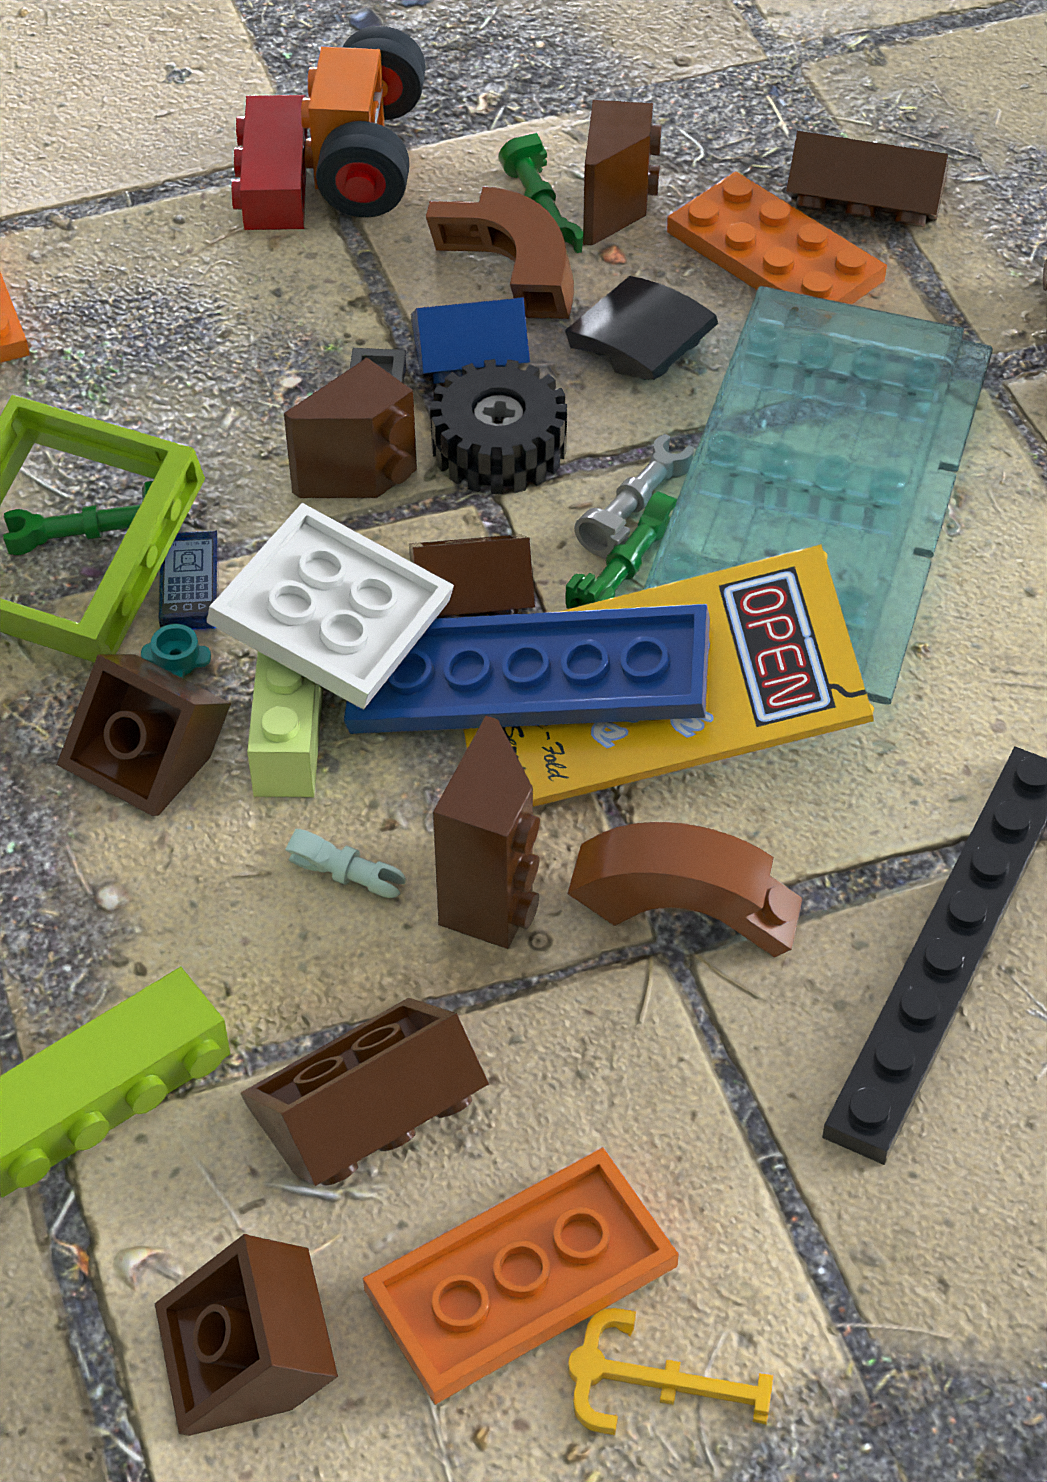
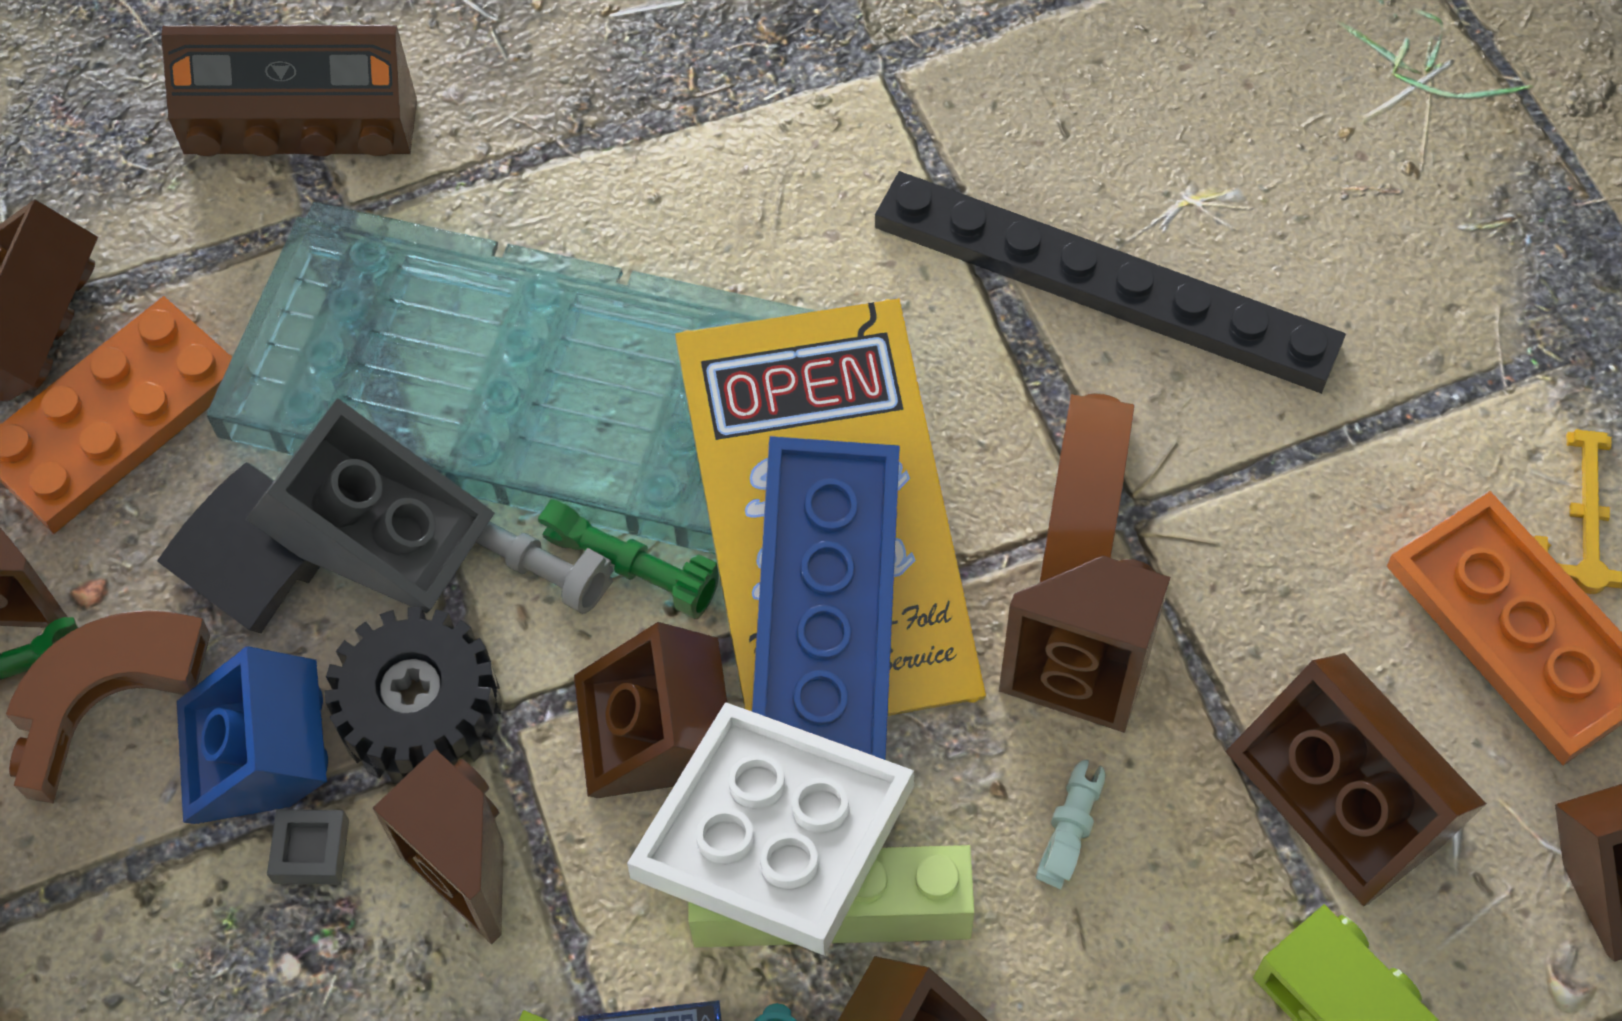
camera: 90 degrees left, 10 degrees up
(656, 372) = (371, 510): none -> dark grey slope

